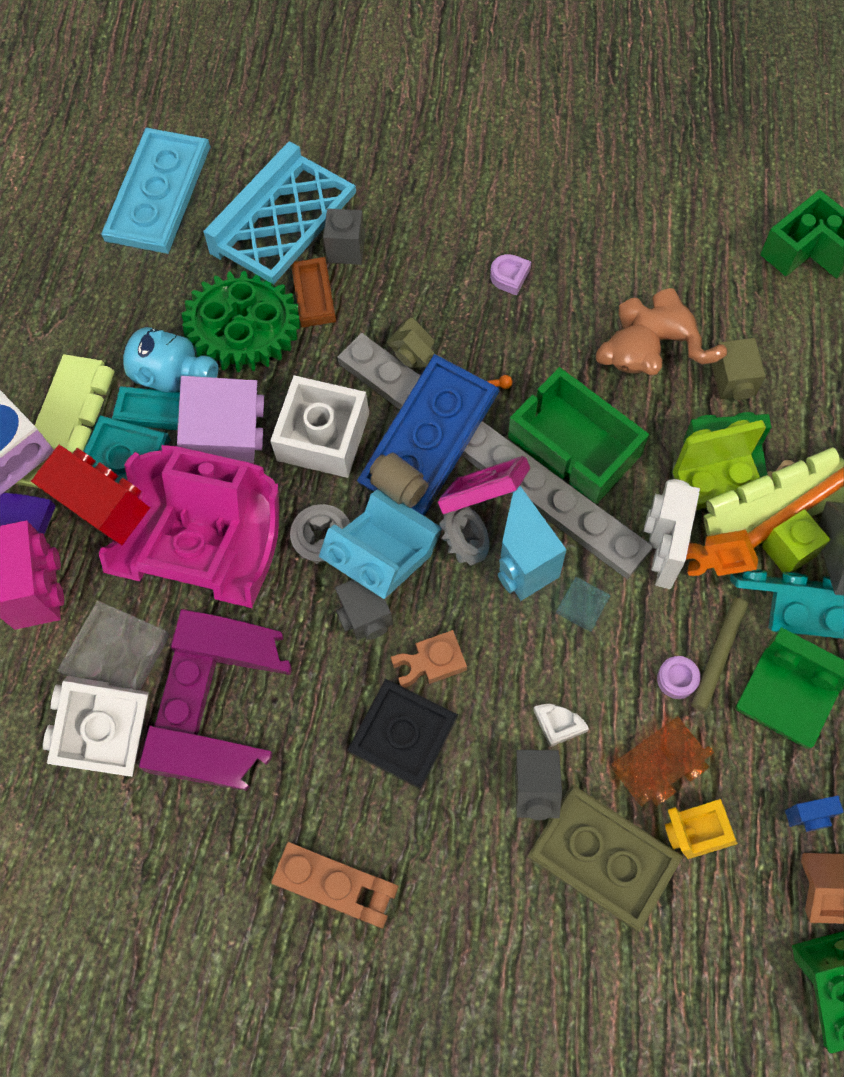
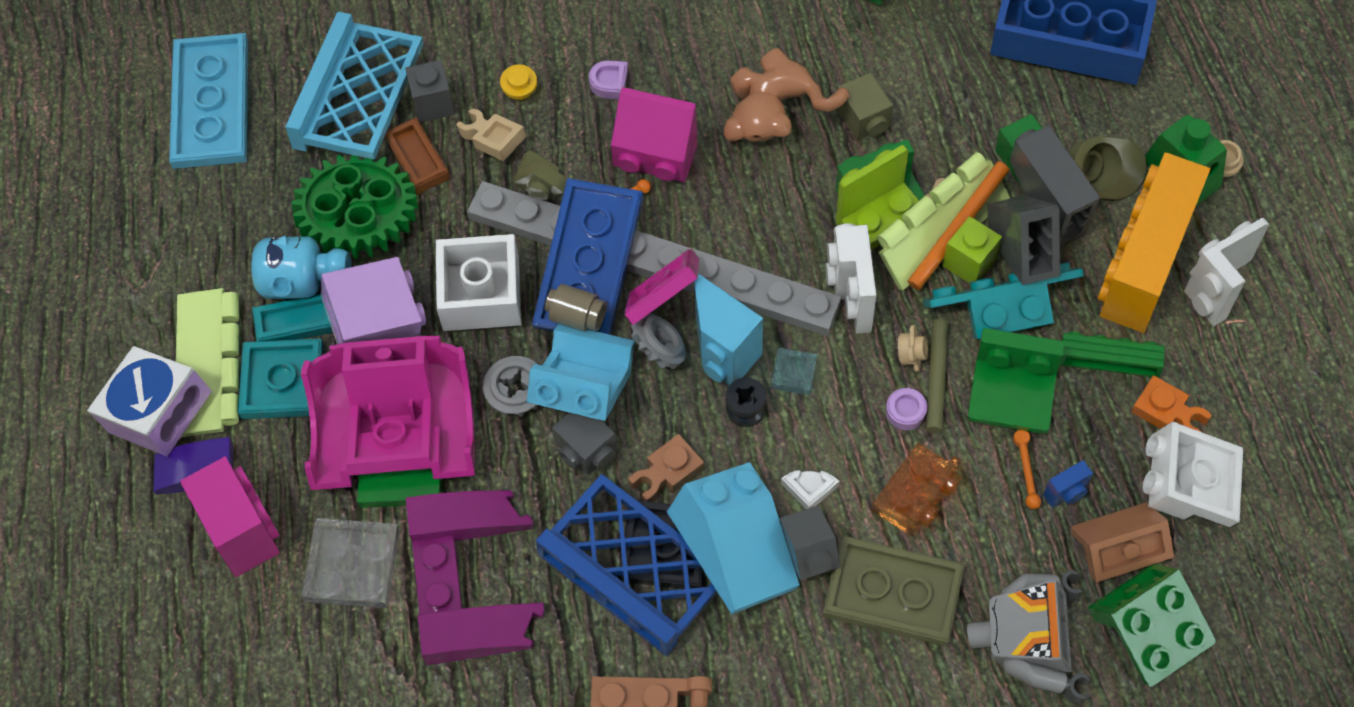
camera: 20 degrees left, 5 degrees down
(92, 492) = (274, 414): red brick -> none
(95, 726) = (364, 632): white plate -> none
(180, 595) = (392, 488): none -> green tile
(333, 760) = (602, 582): none -> blue fence
(388, 294) = (492, 136): none -> tan plate
(427, 251) = (518, 81): none -> yellow plate
(468, 755) = (736, 536): none -> medium azure slope
(524, 628) = (746, 412): none -> black wheel
(529, 336) = (654, 135): none -> dark pink slope
(577, 435) = (733, 214): green piece -> none
(700, 829) = (972, 534): yellow bracket -> none
(704, 620) = (912, 348): none -> tan plate
(724, 552) = (909, 280): orange plate -> none
(727, 956) = (1032, 632): none -> light grey torso
(781, 746) = (1021, 439): none -> orange hinge

